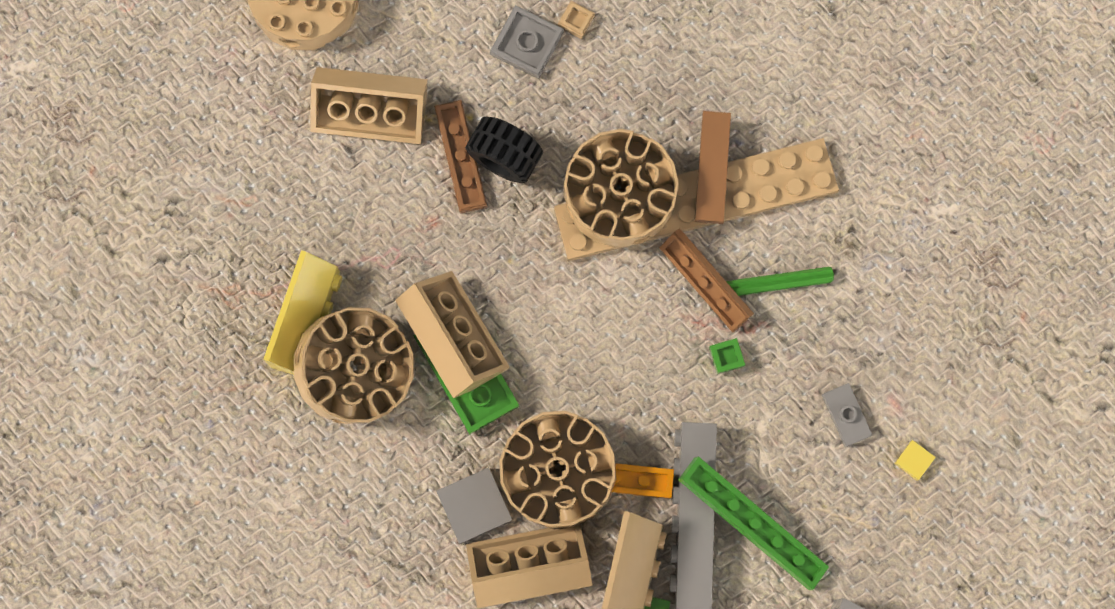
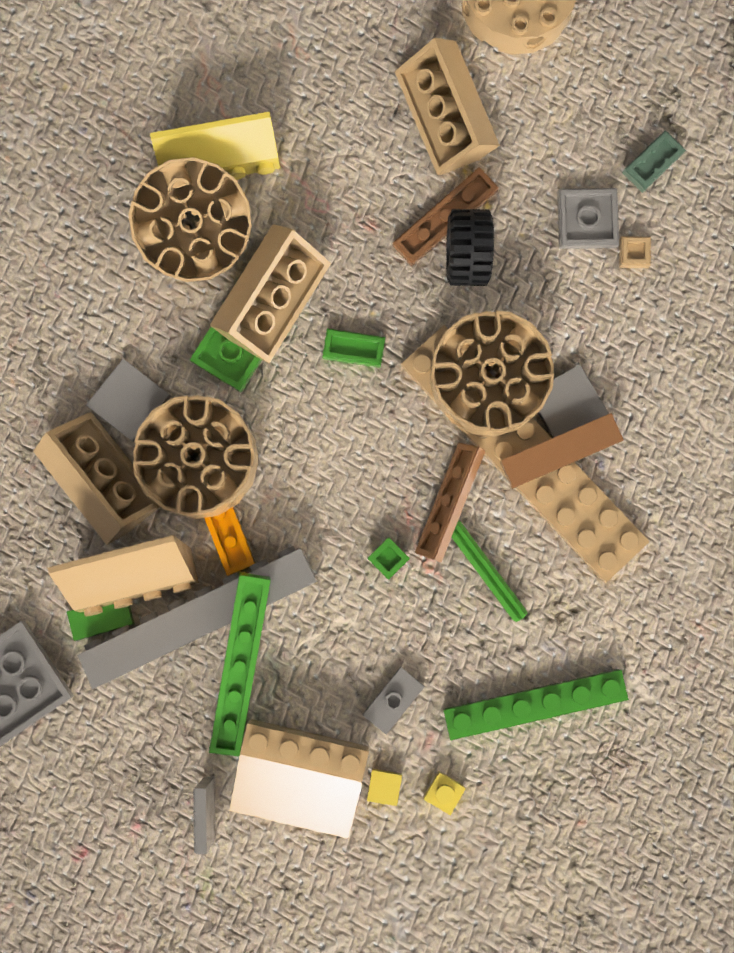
camera: 65 degrees right, 5 degrees up
(532, 291) = (353, 348): none -> bright green tile
(678, 136) = (571, 403): none -> light grey tile
(872, 526) = (299, 778): none -> slope
(908, 301) = (535, 704): none -> bright green plate
(944, 413) = (444, 793): none -> light yellow plate

